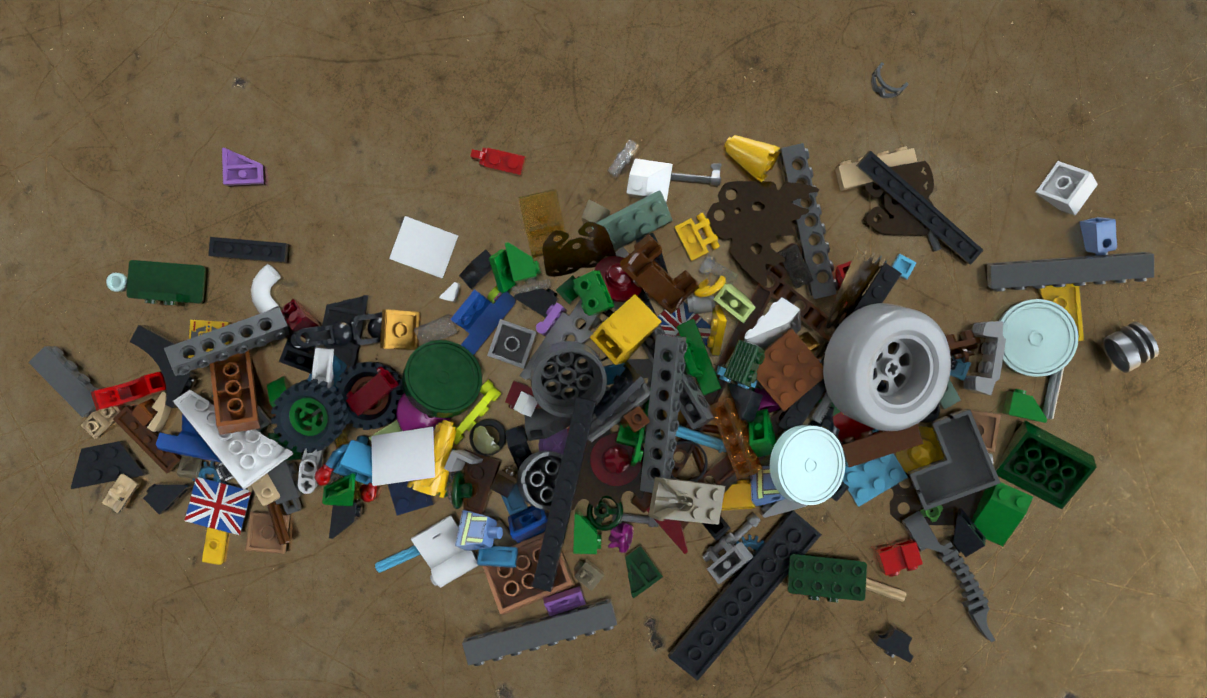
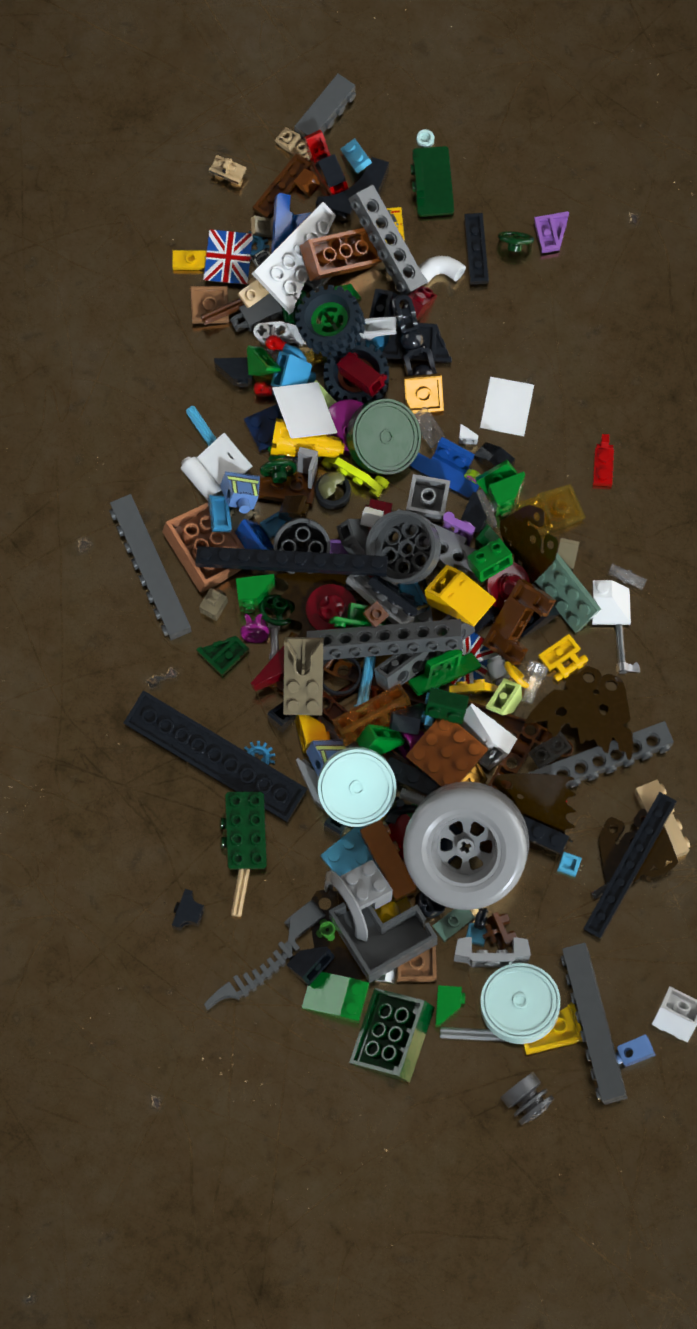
camera: 85 degrees right, 15 degrees down
(104, 464) = (251, 151): black wing -> none
(125, 357) = (356, 155): none -> medium azure plate
(140, 388) = (330, 171): none -> black slope
(163, 413) = (305, 195): tan slope -> none
(165, 495) = (230, 209): black slope -> none
(246, 207) = (515, 239): none -> dark green piece
(518, 444) = (331, 517): black slope -> none
(564, 601) = (183, 585): medium lavender plate -> none
(730, 562) = (249, 731): light grey brick -> none
(752, 155) = (651, 698): yellow cone -> none
(752, 521) = (263, 735): light grey bar -> none
(898, 557) = (275, 902): red brick -> none
(911, 477) = (361, 889): none -> light grey piece

